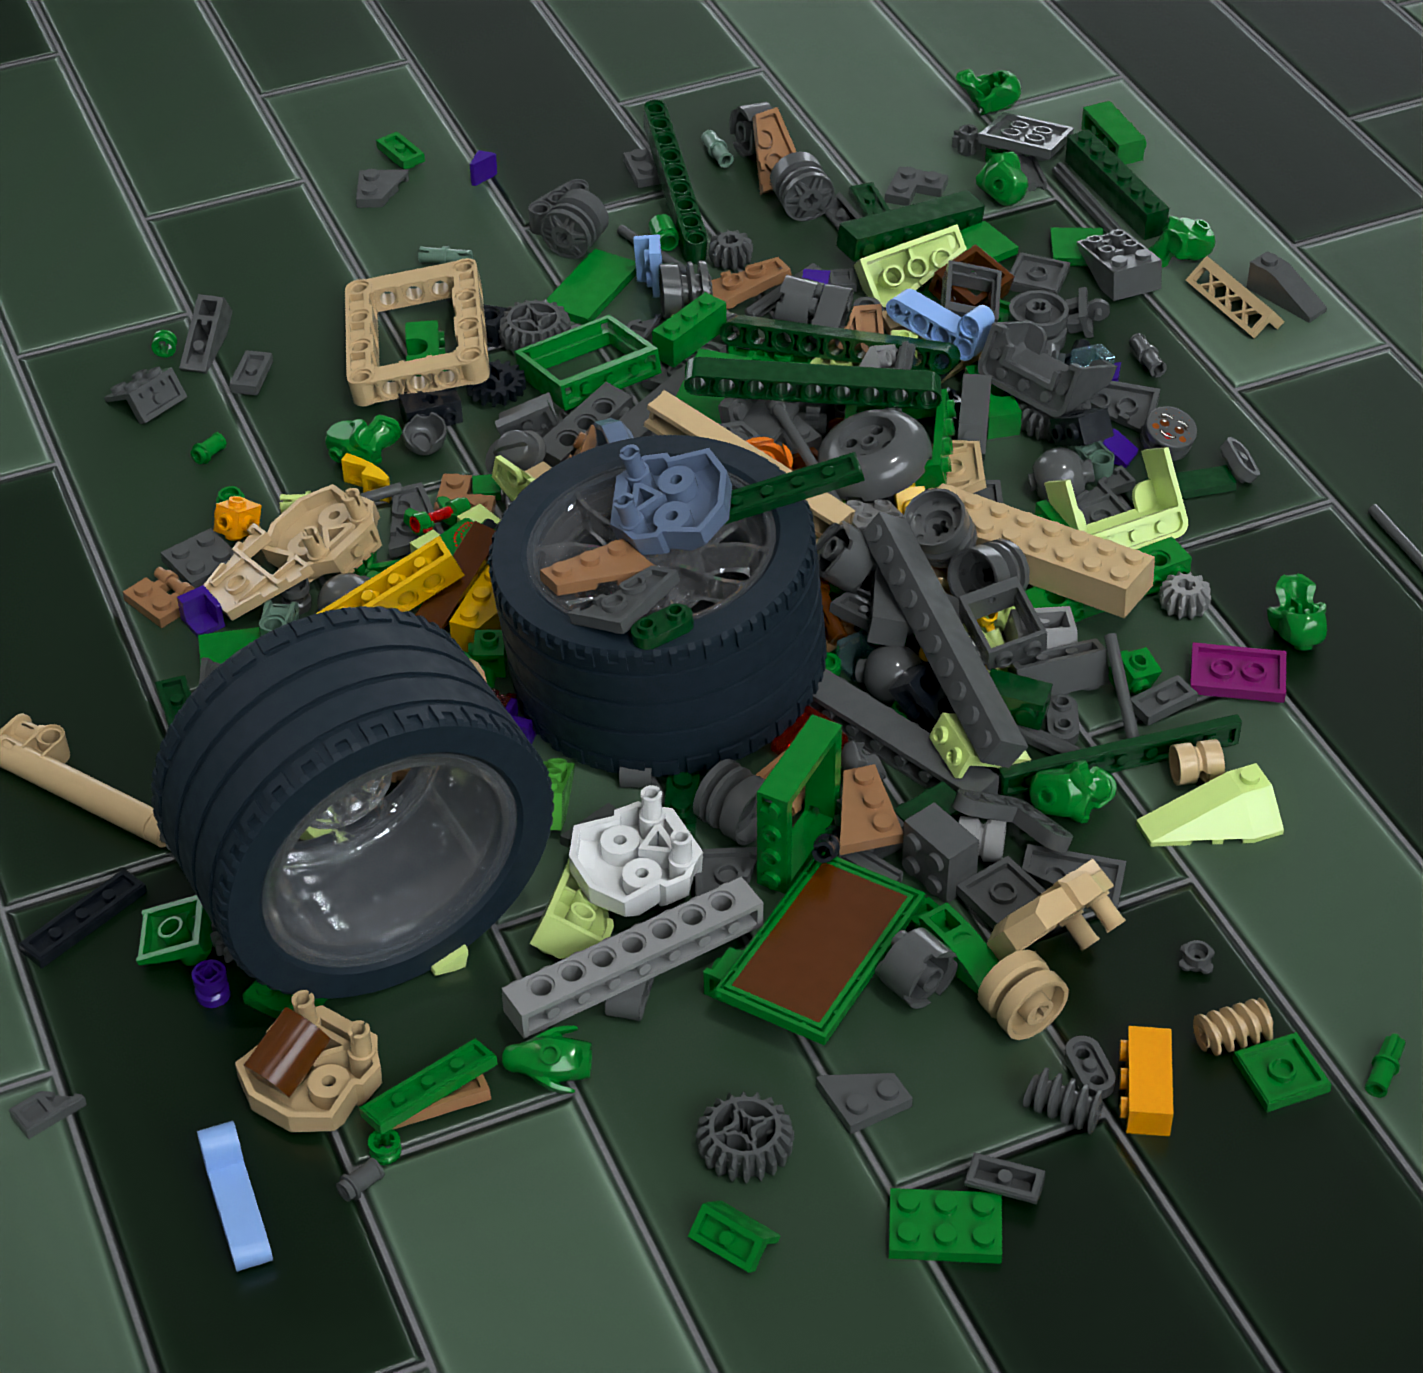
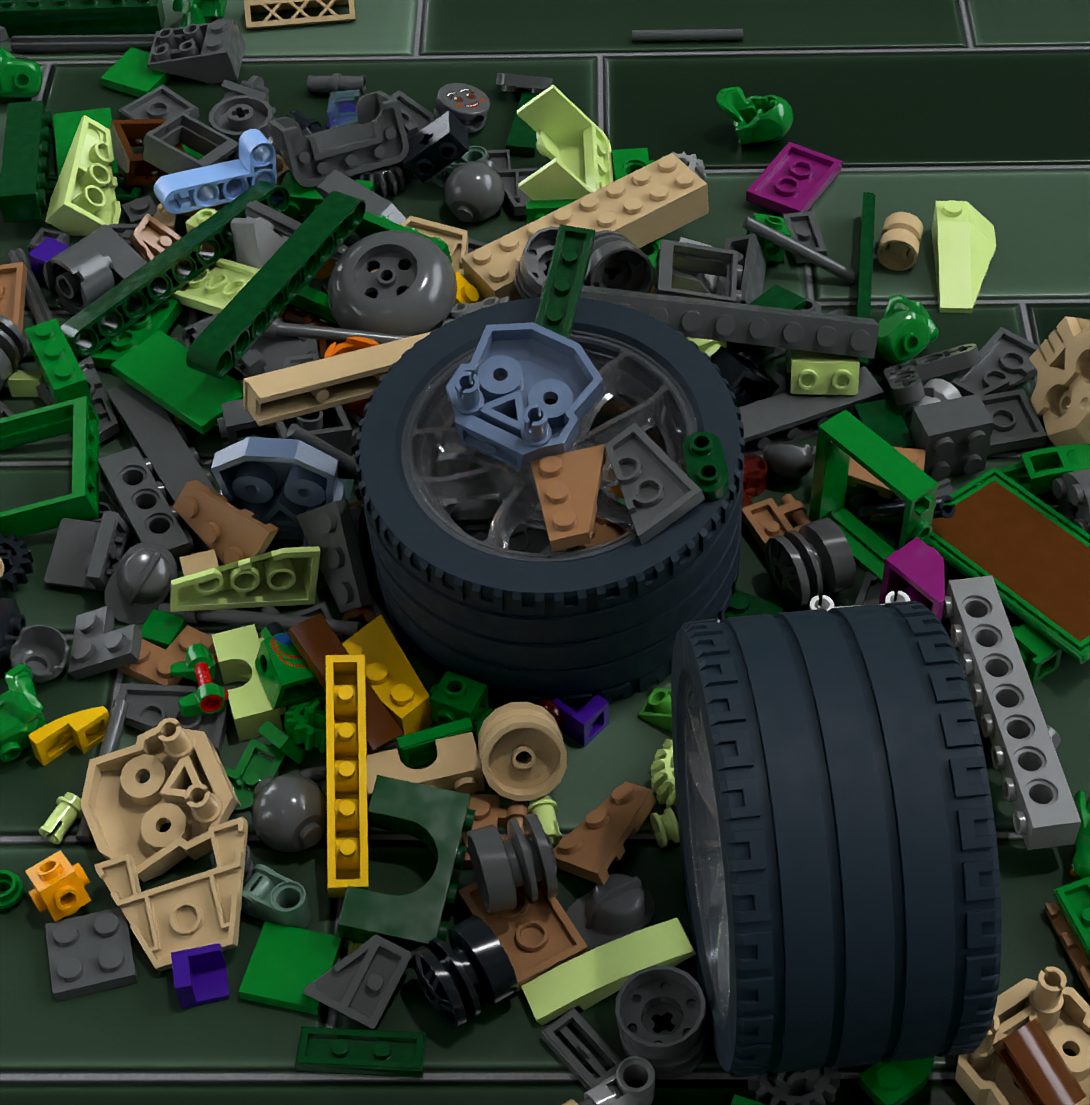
camera: 65 degrees left, 5 degrees up
(152, 598) = (138, 1027): medium nougat plate -> none
(453, 461) = (100, 648): none -> dark grey plate
(727, 855) = (918, 573): none -> magenta slope

